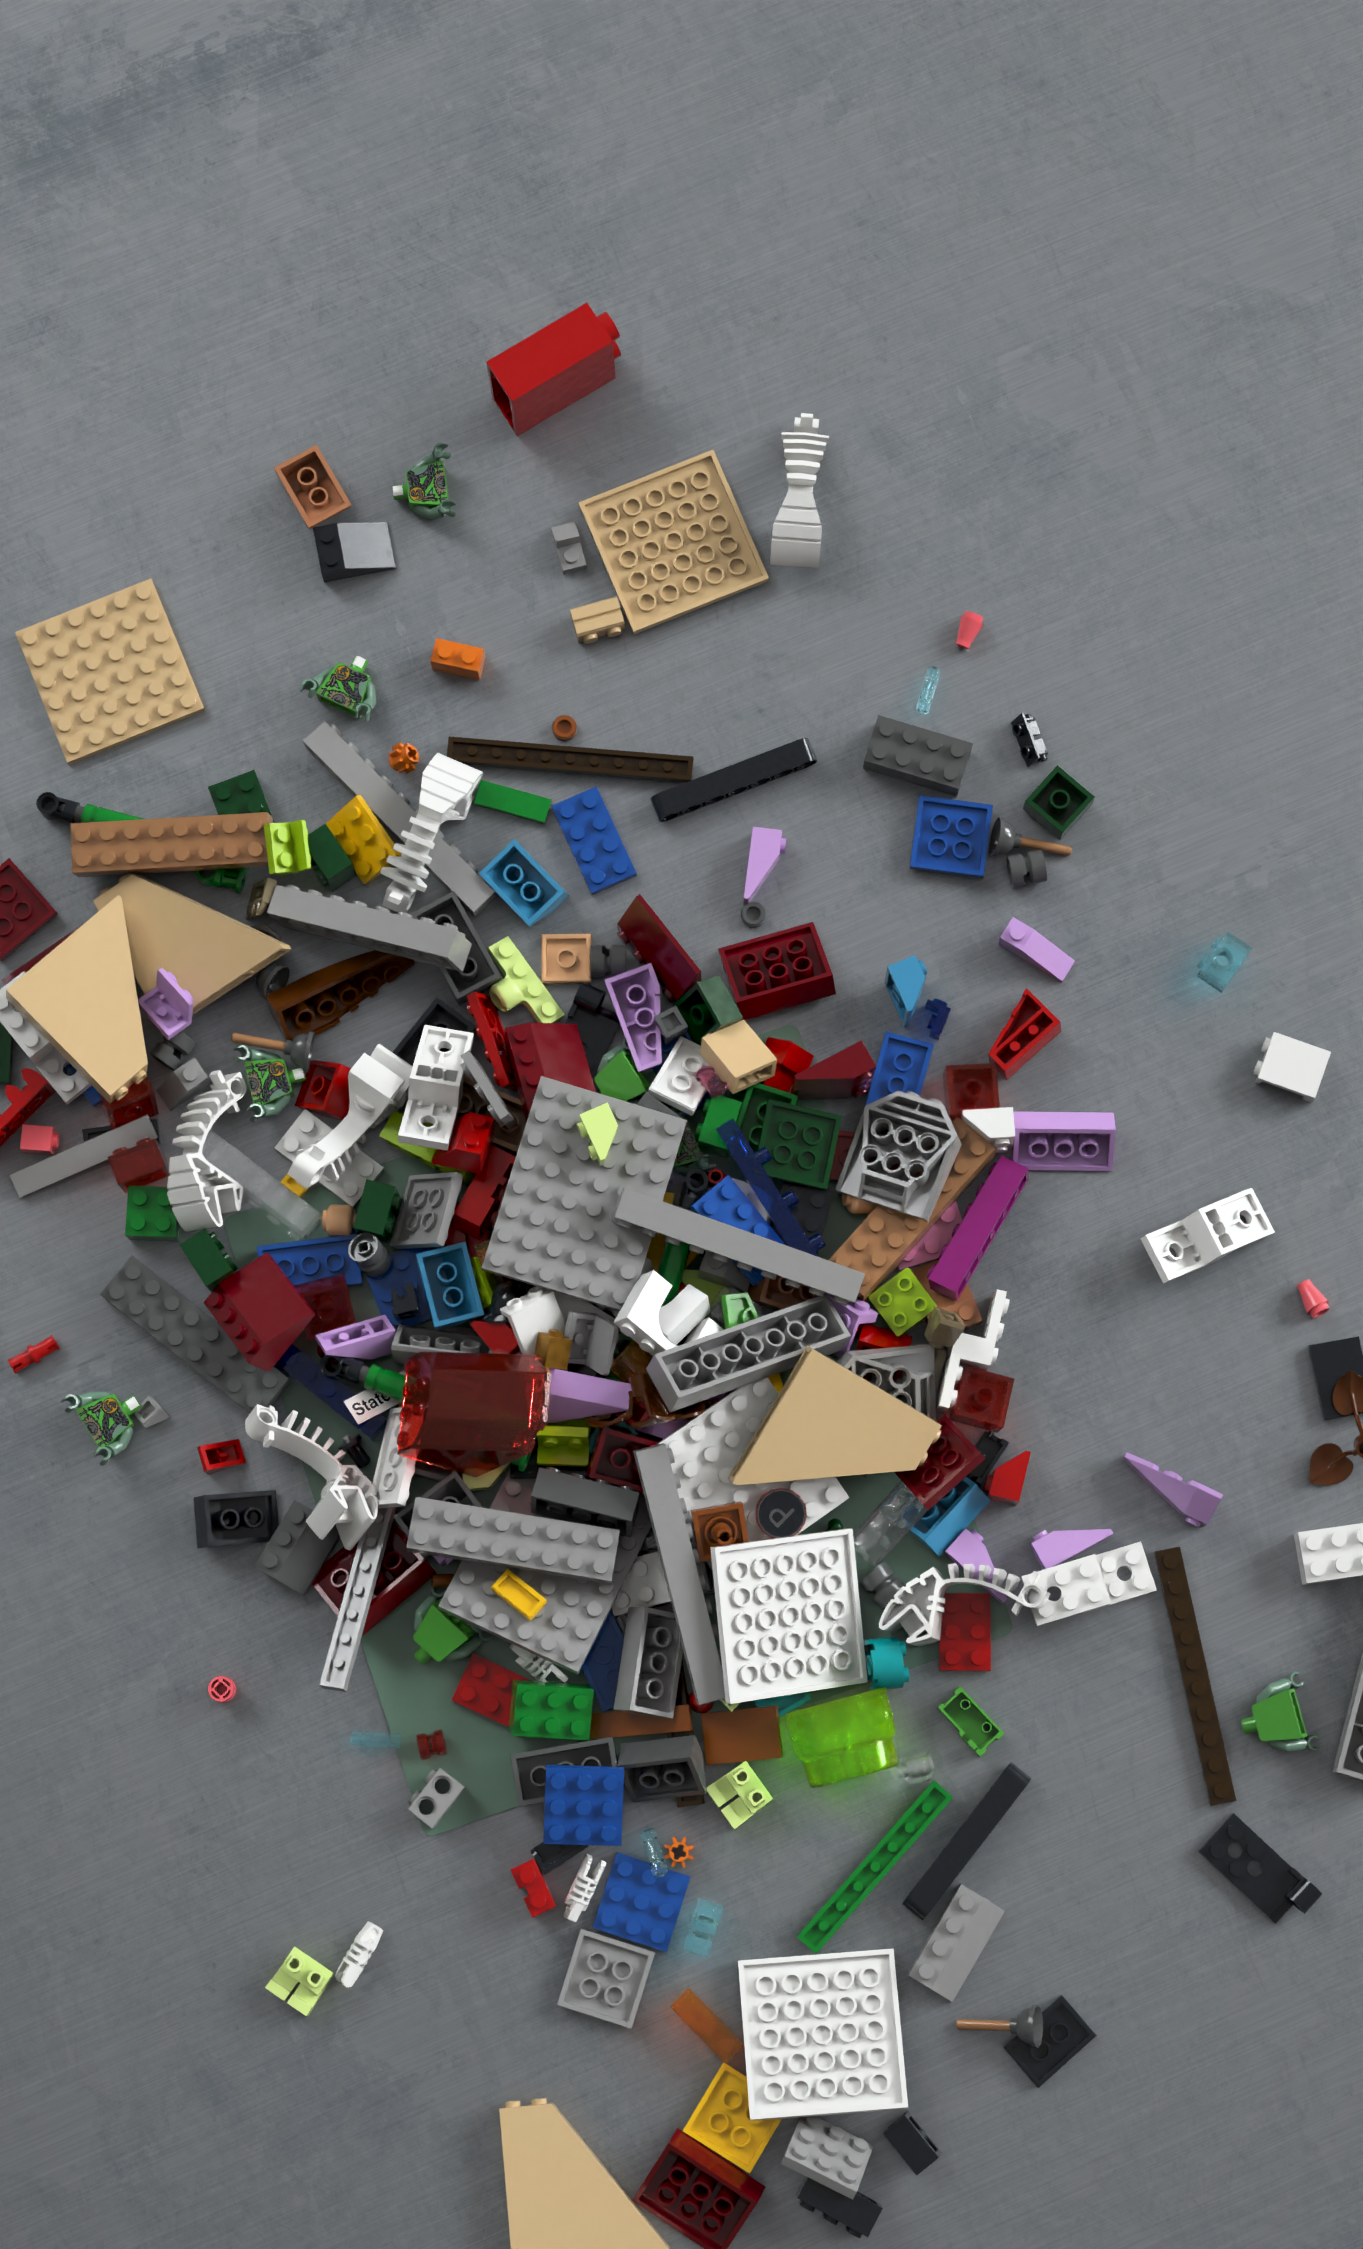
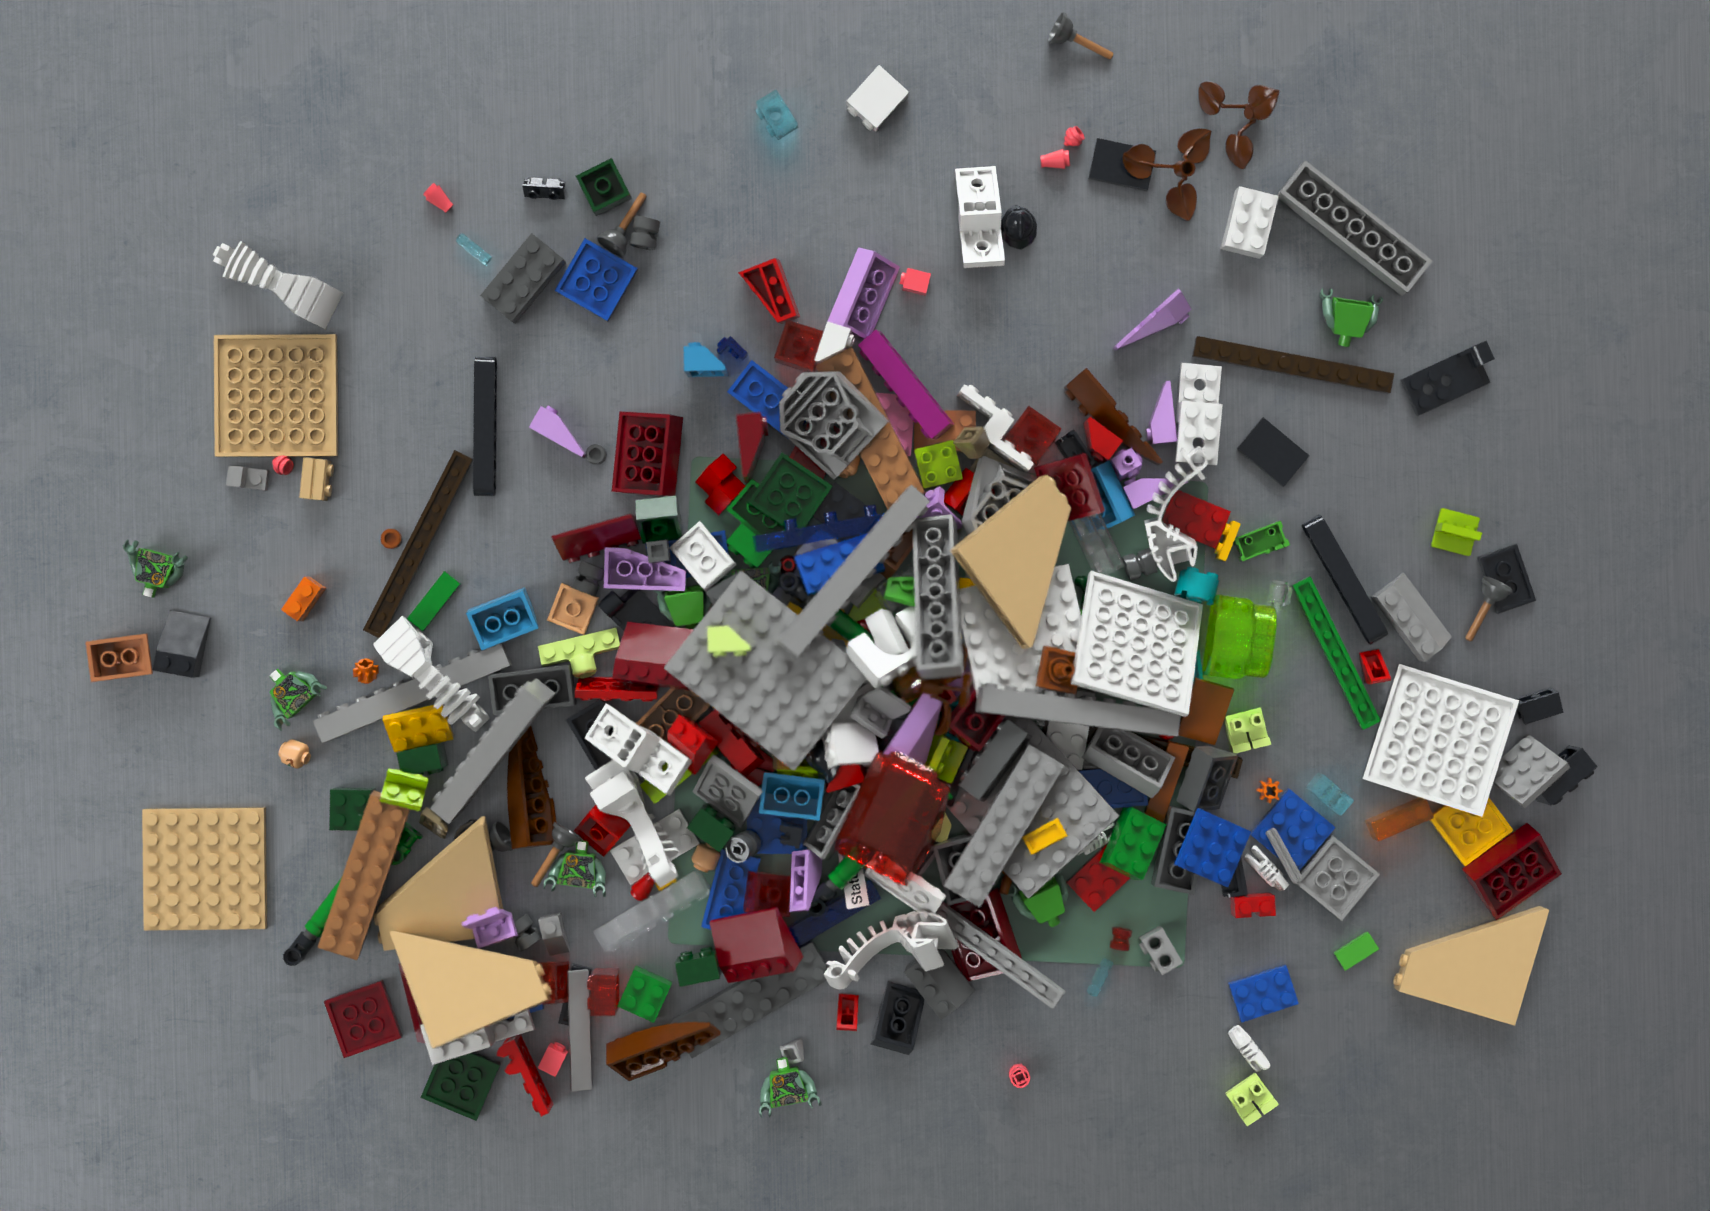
camera: 70 degrees left, 10 degrees up
(33, 1354) = (715, 1122): red pin -> none
(98, 1248) = (656, 1046): none -> reddish brown wedge
(195, 1186) = (639, 958): white piece -> none
(275, 1162) = (643, 887): none -> red cone
(278, 717) = (294, 753): none -> light nougat head
(355, 1450) = (882, 911): black piece -> none
(432, 1946) = (1263, 993): none -> blue plate
(487, 1091) = (658, 711): light grey plate -> none
(527, 2039) = (1356, 950): none -> bright green tile
(553, 1349) = (874, 740): pearl gold brick -> none
(554, 367) = (97, 432): red brick -> none
(594, 840) = (489, 551): blue plate -> none
(598, 579) = (282, 465): none -> coral plate
(608, 1900) = (1284, 855): none -> light grey axle
(654, 1852) = (1263, 808): clear light blue axle -> none
(711, 1081) = (715, 540): clear pink piece -> none
(738, 1056) = (704, 511): tan brick -> none
(780, 1513) = (1062, 619): black tile -> none
(877, 1919) = (1373, 667): none -> red slope
(965, 1679) = (1223, 548): none -> yellow plate
(994, 1522) = (1126, 463): none -> lavender brick
(1035, 949) = (709, 252): lavender slope -> none
(1044, 1470) = (1099, 405): none -> reddish brown wedge
(1079, 1954) = (1456, 532): none -> lime bracket
(1082, 1693) = (1273, 452): none -> black tile
(1102, 1194) = (915, 281): none -> coral brick
(1216, 1288) = (1018, 227): none -> black piece
(1348, 1309) = (1073, 137): none -> coral plate

